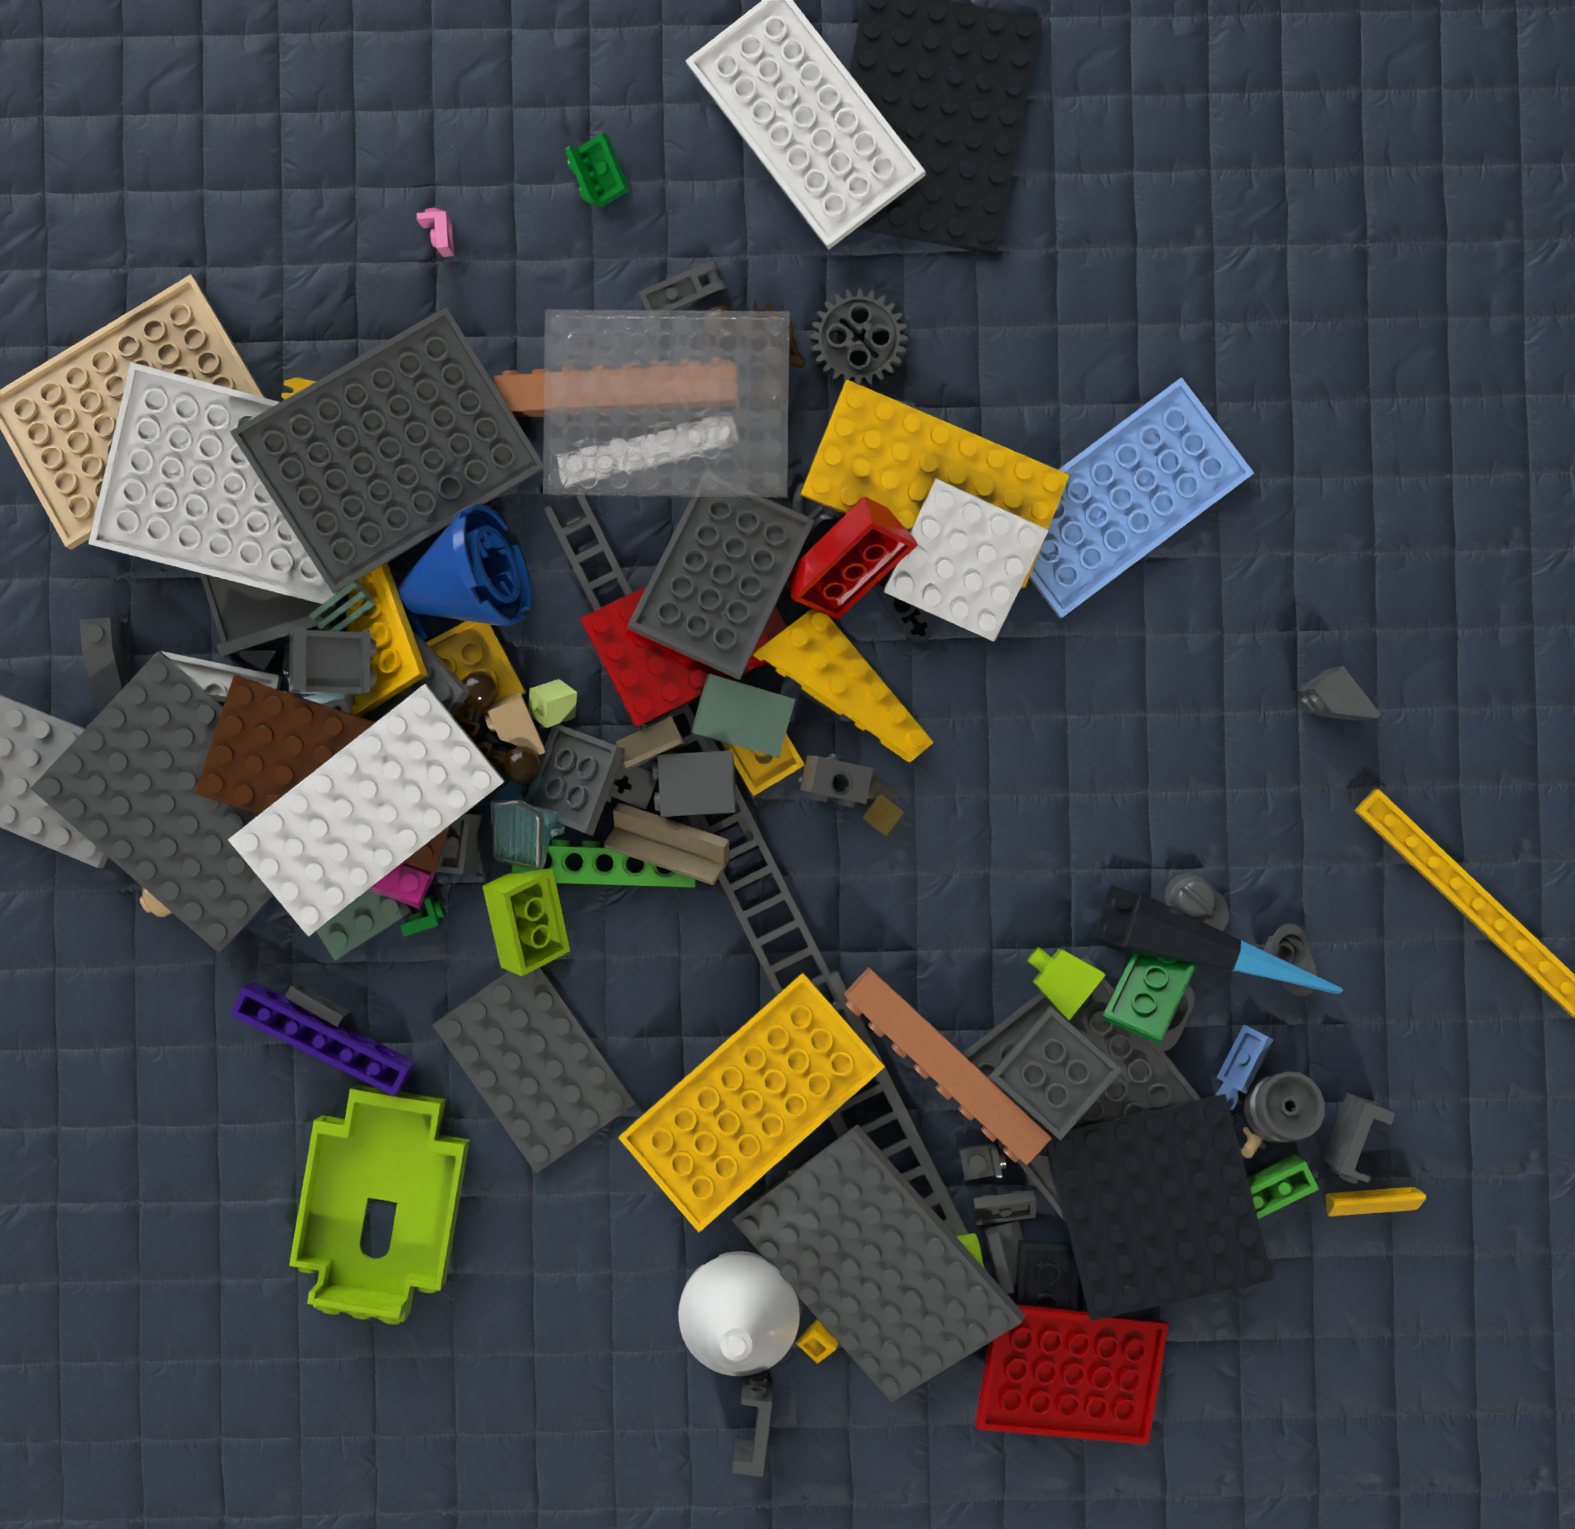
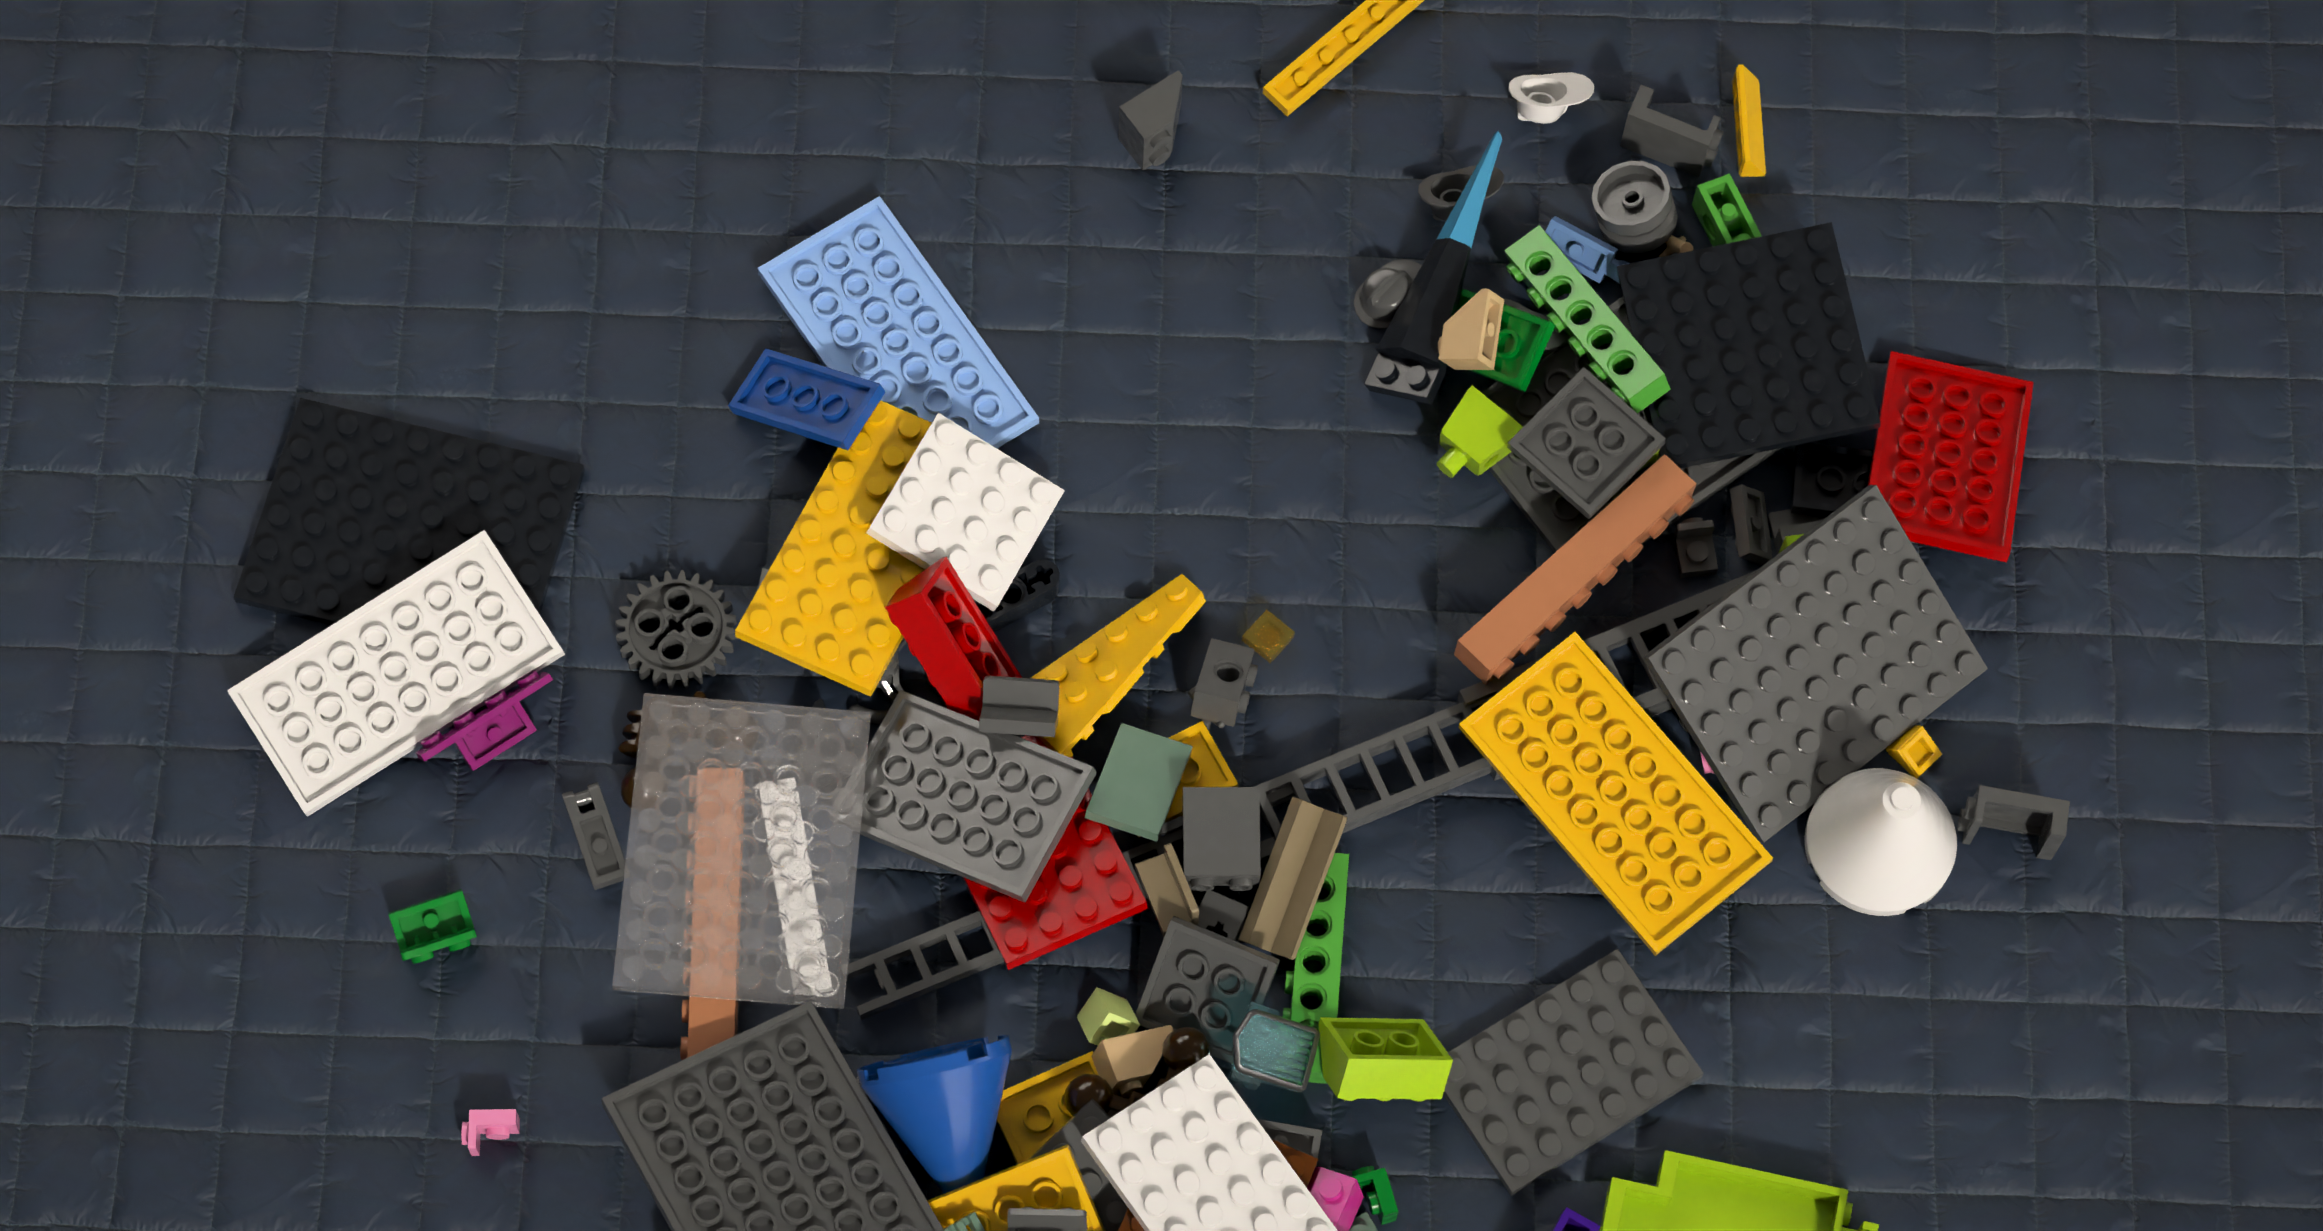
camera: 90 degrees left, 20 degrees down
(762, 198) = (491, 729): none -> magenta bracket
(792, 614) = (1019, 706): none -> dark grey panel
(1061, 425) = (806, 399): none -> blue plate
(1150, 974) = (1472, 333): none -> tan slope
(1235, 1026) = (1538, 253): none -> bright green brick
(1387, 1030) = (1548, 95): none -> white piece

